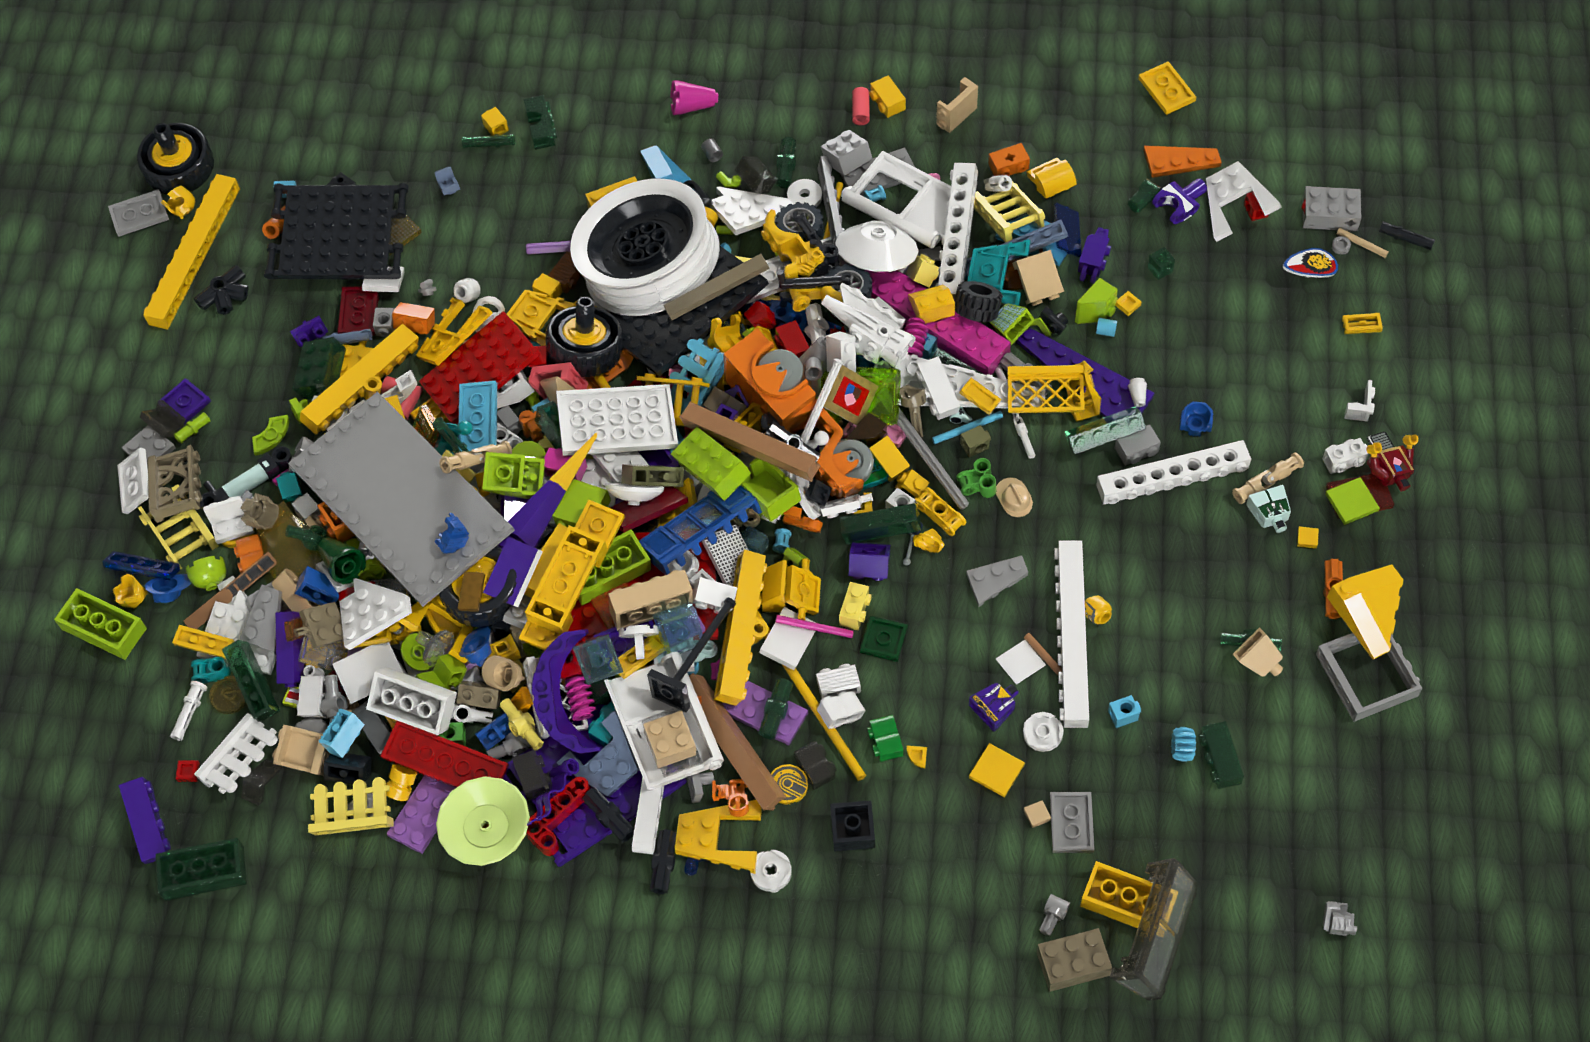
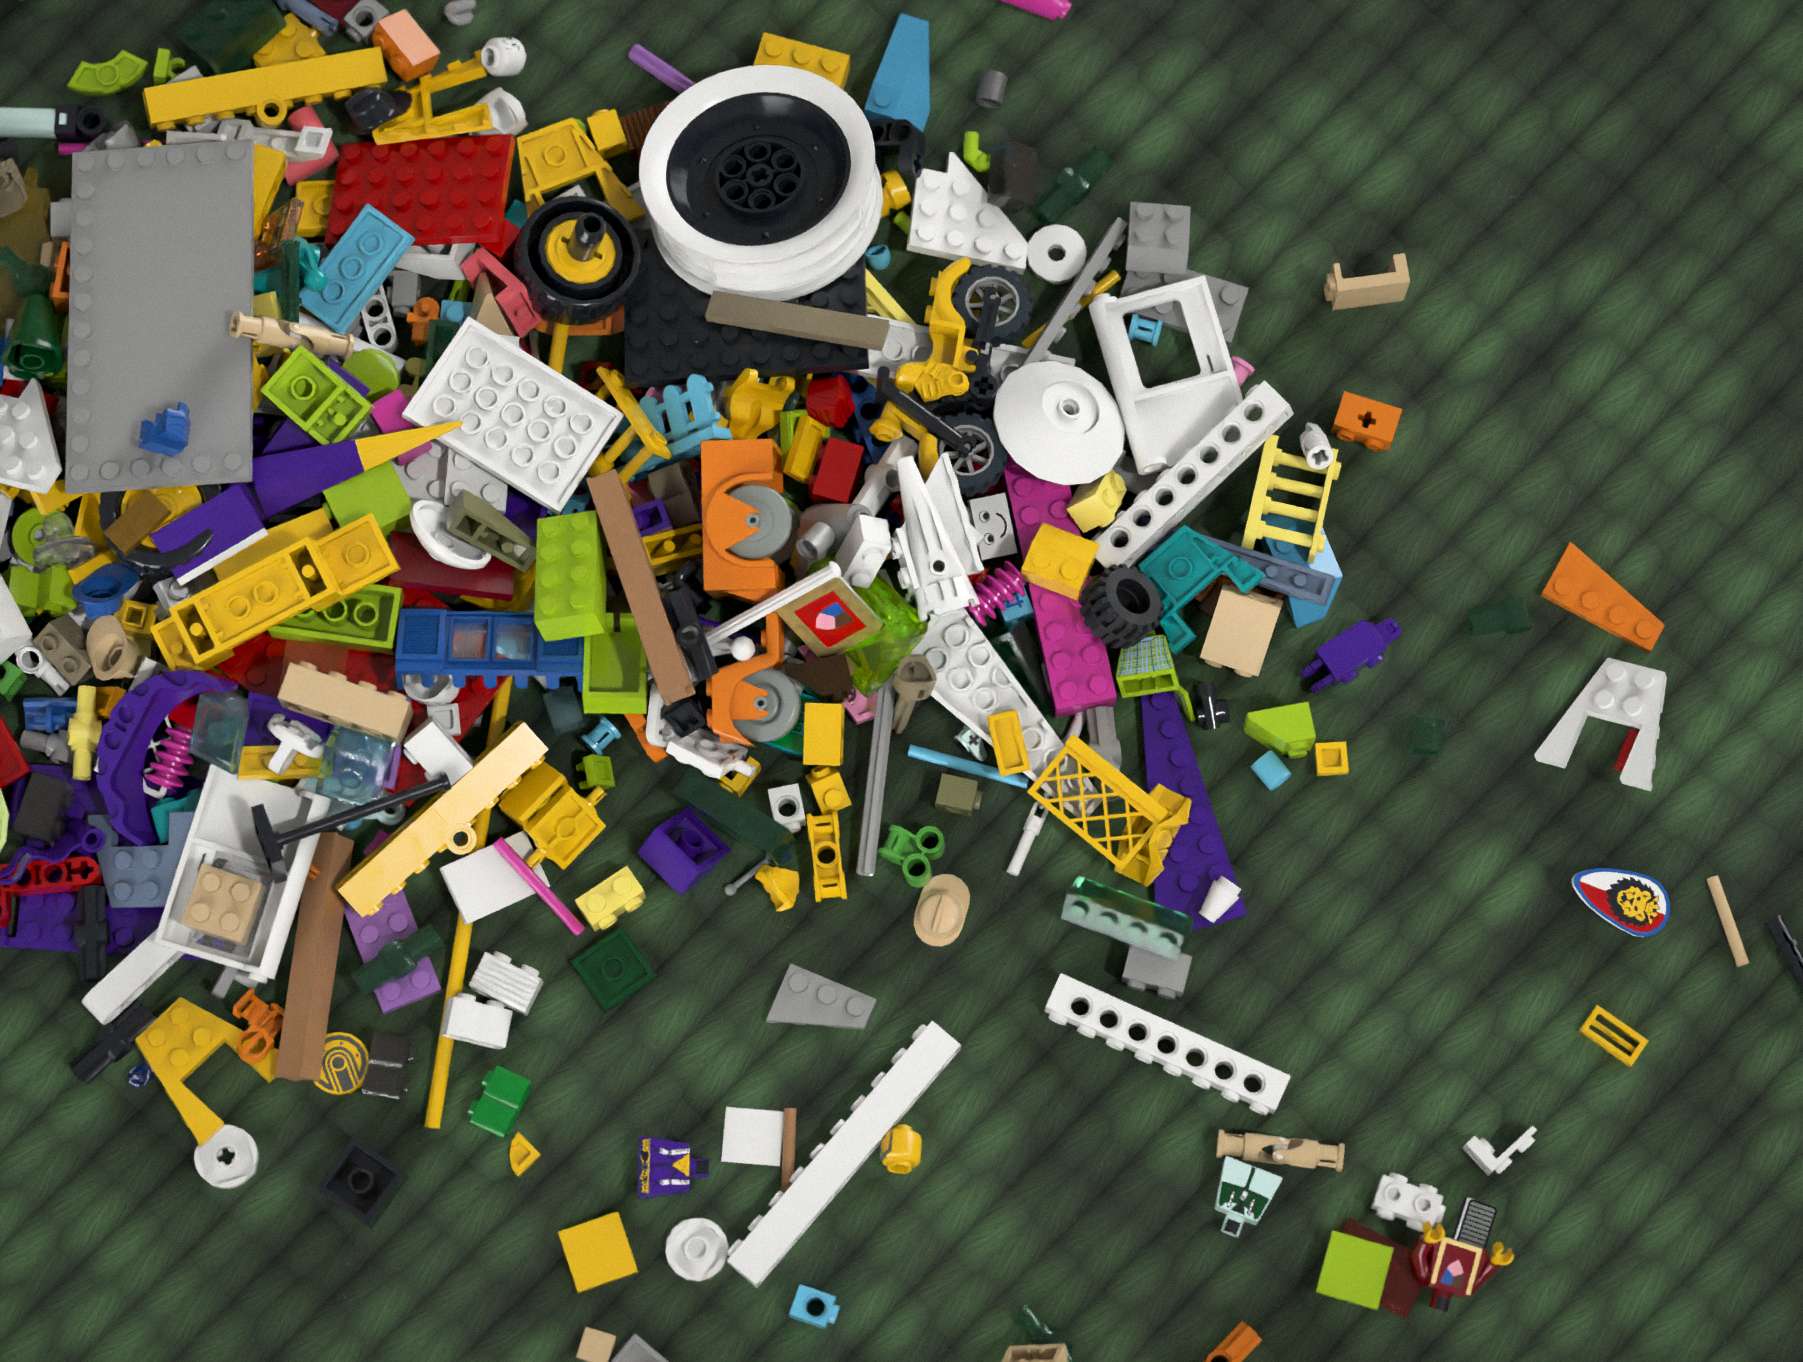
camera: 35 degrees right, 15 degrees up
(289, 486) = (61, 172): teal brick -> none
(421, 352) = (375, 107): none -> black piece
(725, 553) = (505, 706): white tile -> none
(860, 106) = (1245, 177): coral pin -> none
(887, 96) = (1294, 190): yellow brick -> none
(937, 388) = (957, 690): white brick -> none
(1052, 177) = (1400, 492): yellow brick -> none
(1070, 219) = (1356, 582): clear blue piece -> none
(1167, 88) = (1684, 477): yellow plate -> none
(1181, 199) = (1544, 661): dark purple connector -> none
(1196, 418) = (1262, 996): blue hair -> none
(1307, 537) = (1255, 1269): yellow tile -> none
(1331, 208) = (1729, 840): light grey piece -> none
(1341, 245) = (1696, 901): light grey tile -> none

